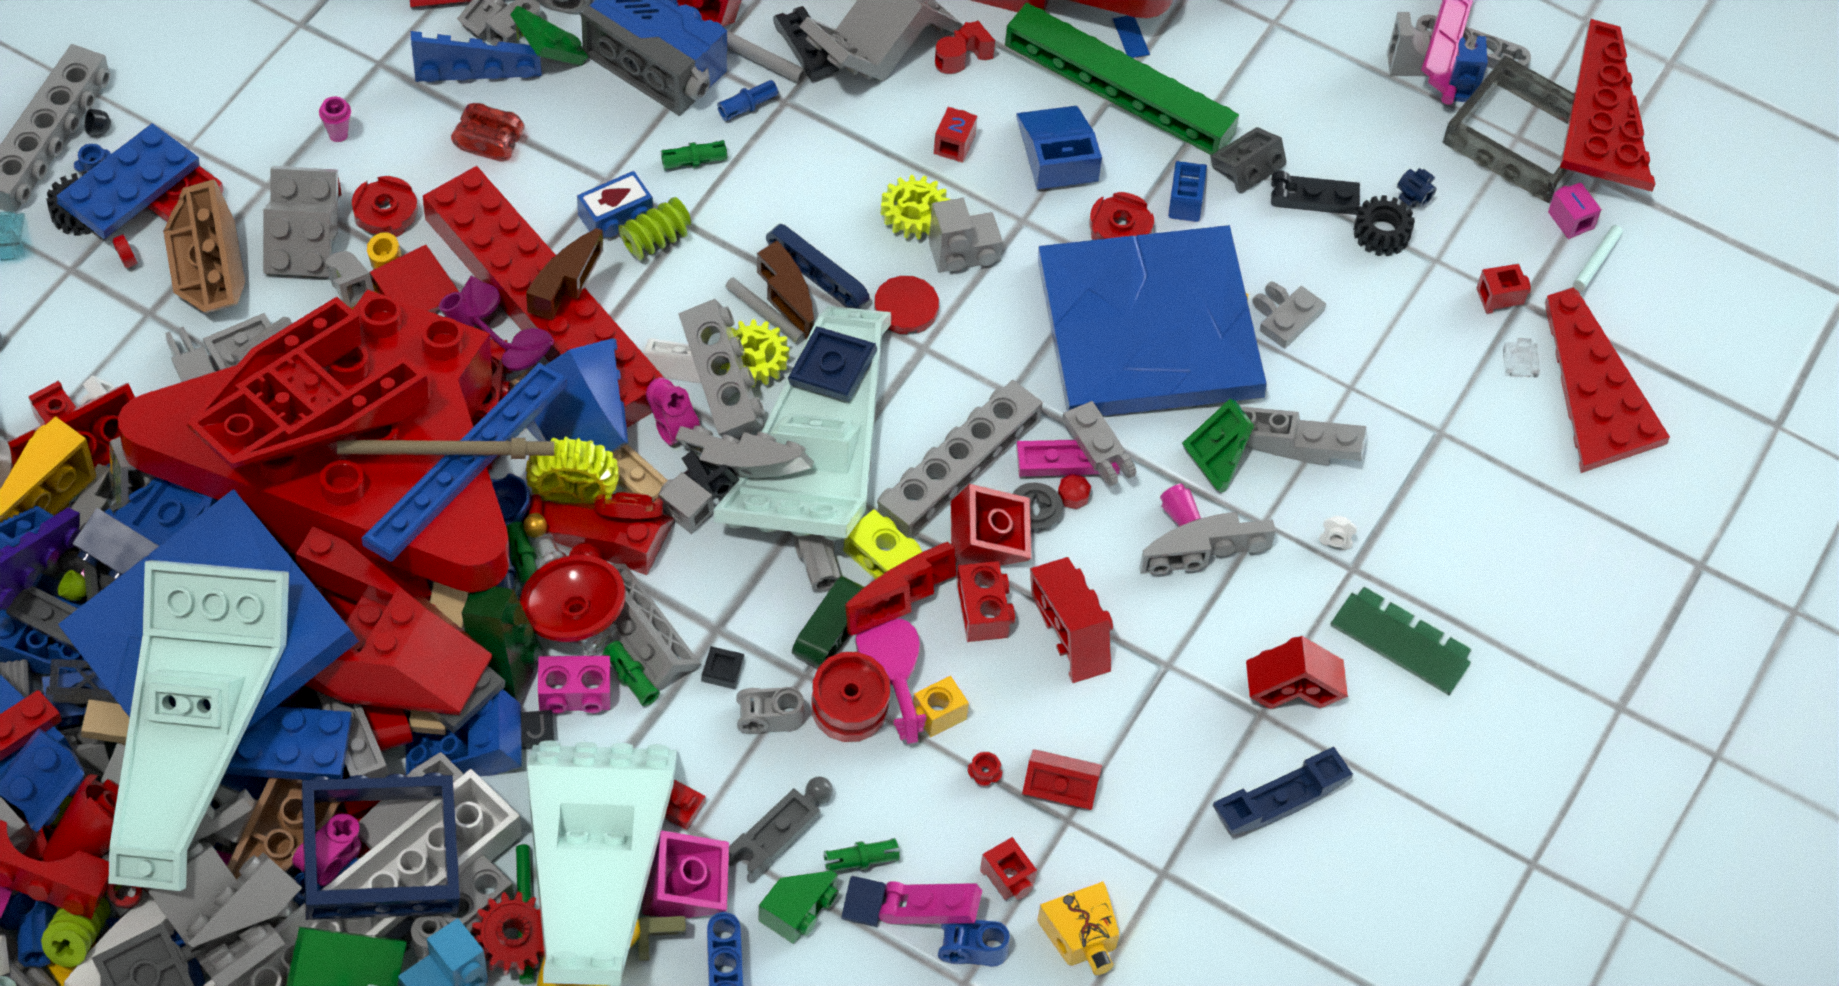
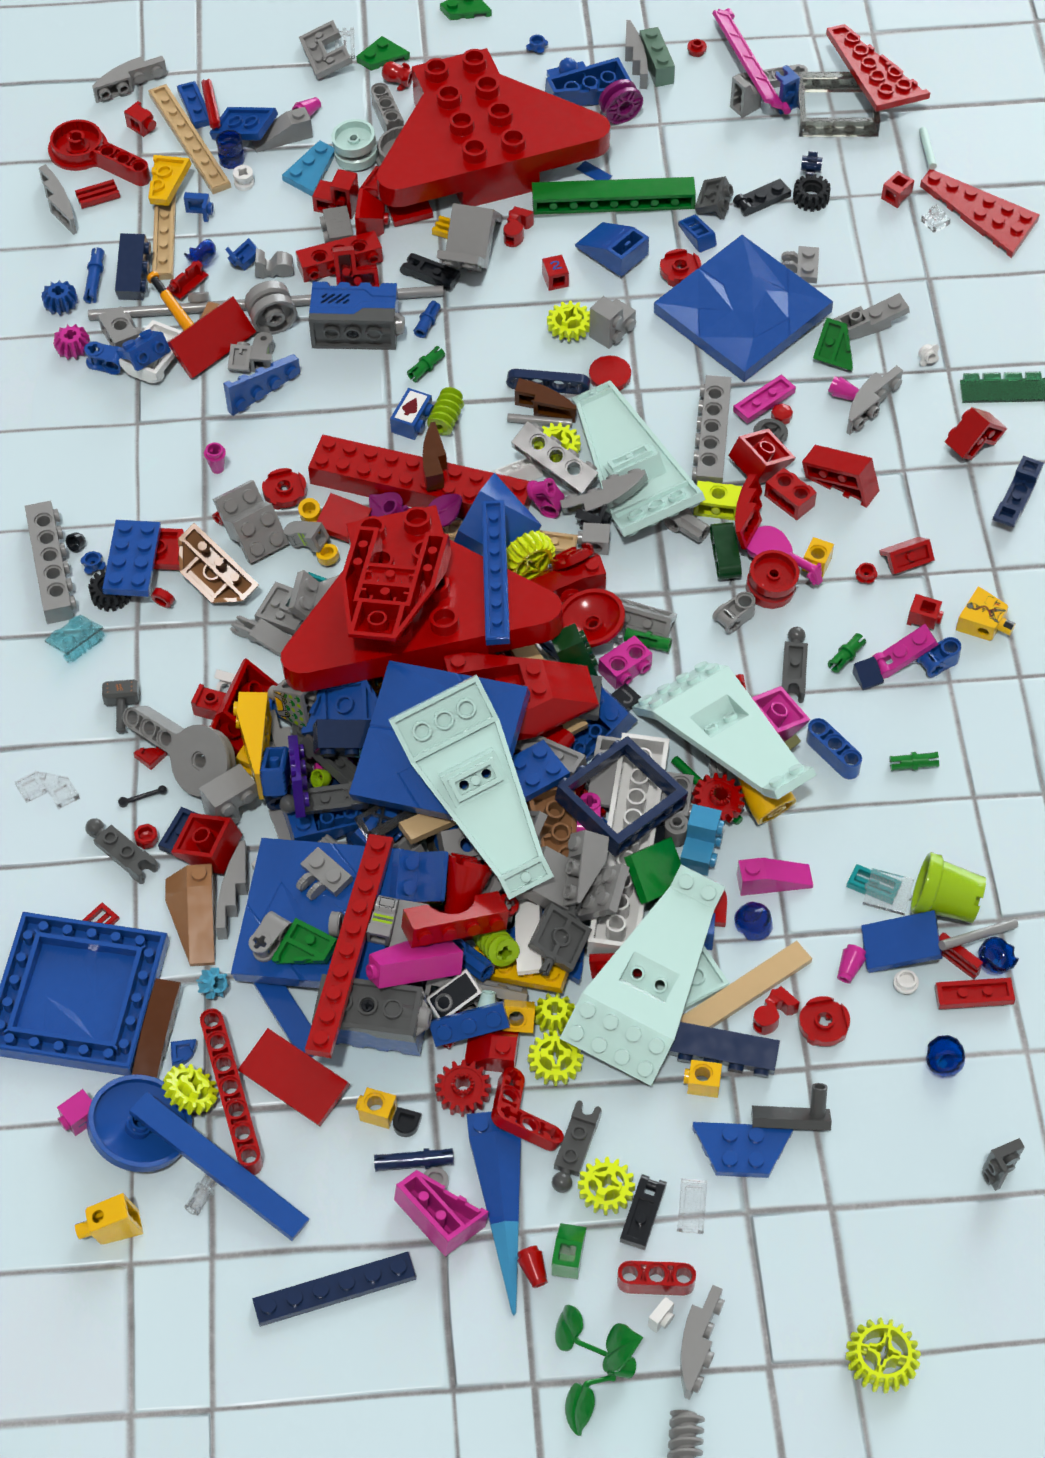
camera: 30 degrees left, 0 degrees up
(488, 132) = (304, 416): clear red brick -> none
(517, 447) = (518, 548): dark tan bar -> none
(548, 39) = (297, 348): green wing -> none
(722, 667) = (689, 608): black tile -> none
(796, 901) = (837, 695): green slope -> none
(832, 364) = (608, 422): dark blue tile -> none
(1098, 442) = (777, 381): light grey hinge -> none
(1574, 210) = (896, 130): dark pink brick -> none

